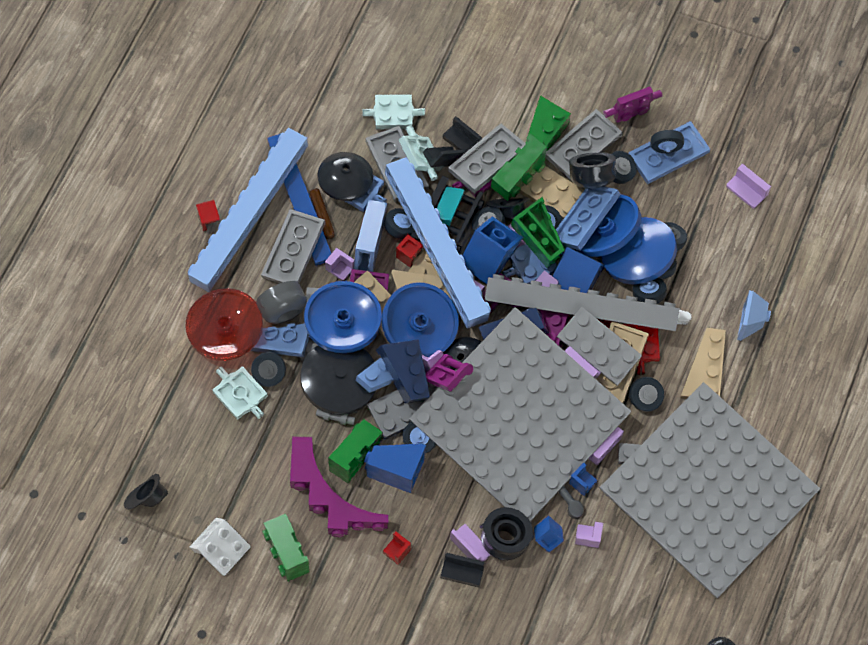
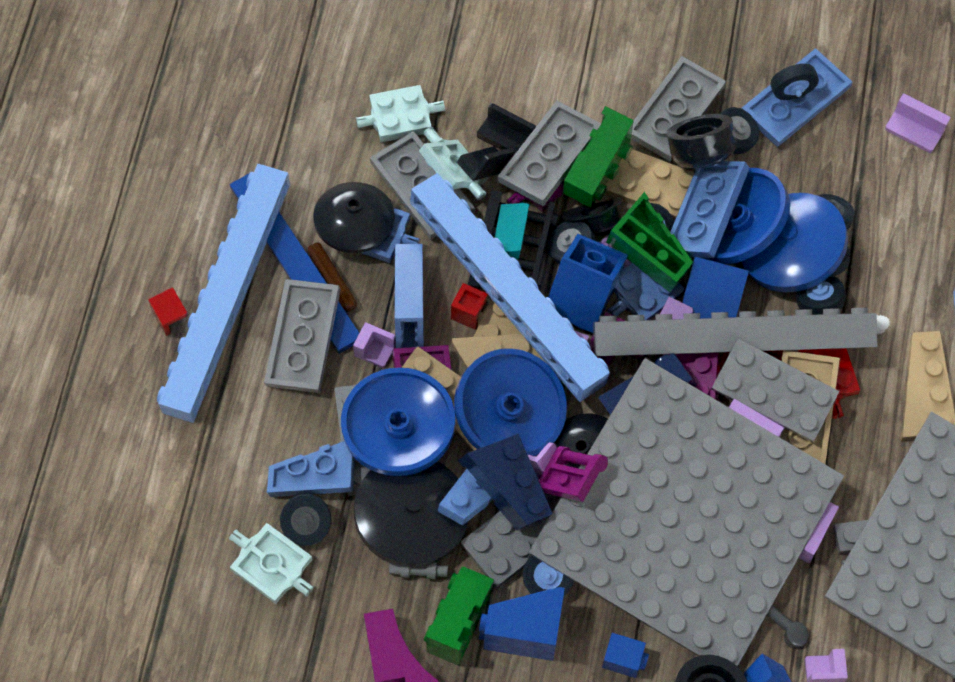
camera: 10 degrees left, 0 degrees up
(224, 324) = (226, 466): clear red dish -> none
(282, 302) = (304, 417): dark grey piece -> none
(398, 224) = (445, 270): black wheel -> none
(458, 498) = (625, 655): none -> blue brick
(548, 122) = (620, 85): green wedge -> none
(582, 480) = (796, 590): blue panel -> none
(632, 104) = (732, 40): magenta plate -> none
(646, 394) = (855, 445): black wheel -> none

